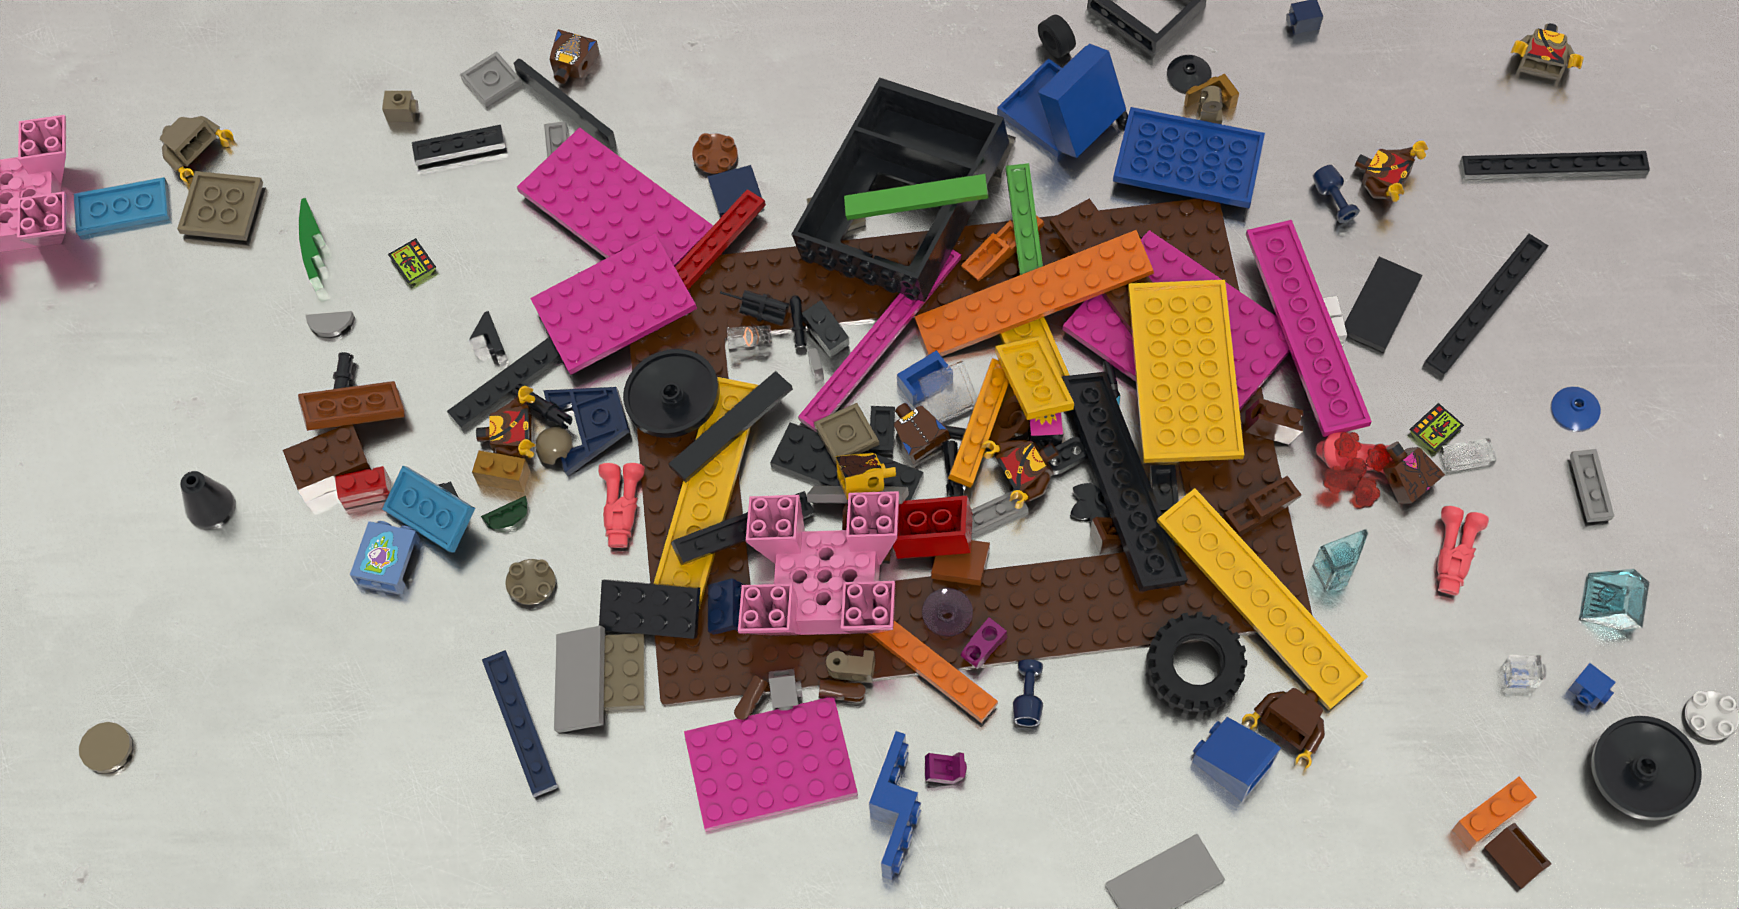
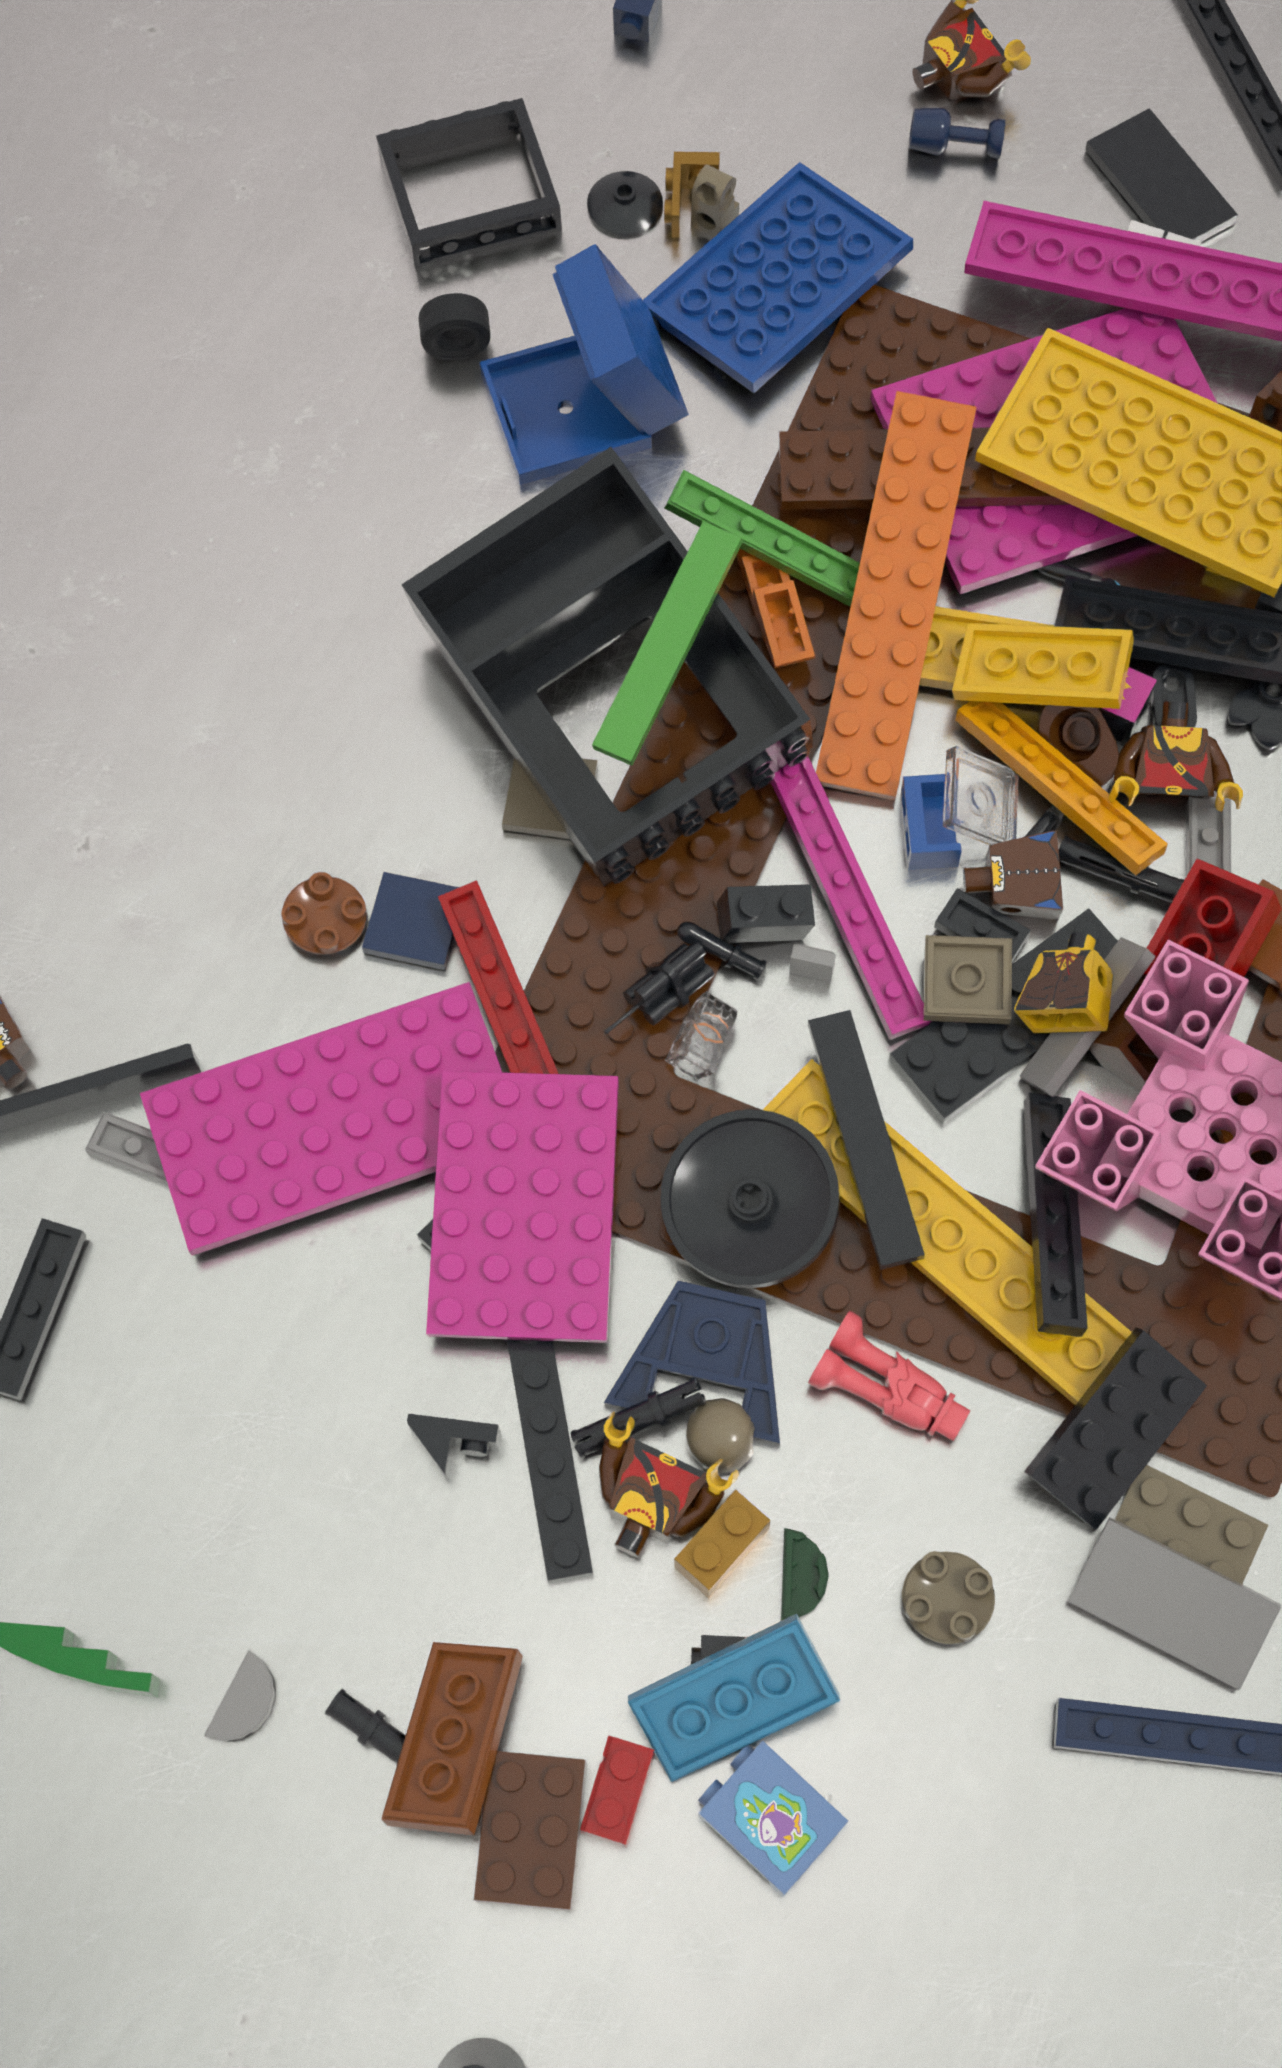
camera: 60 degrees left, 5 degrees up
(412, 262) = (211, 1498): piece -> none
(724, 606) = (1173, 1309): dark blue bracket -> none

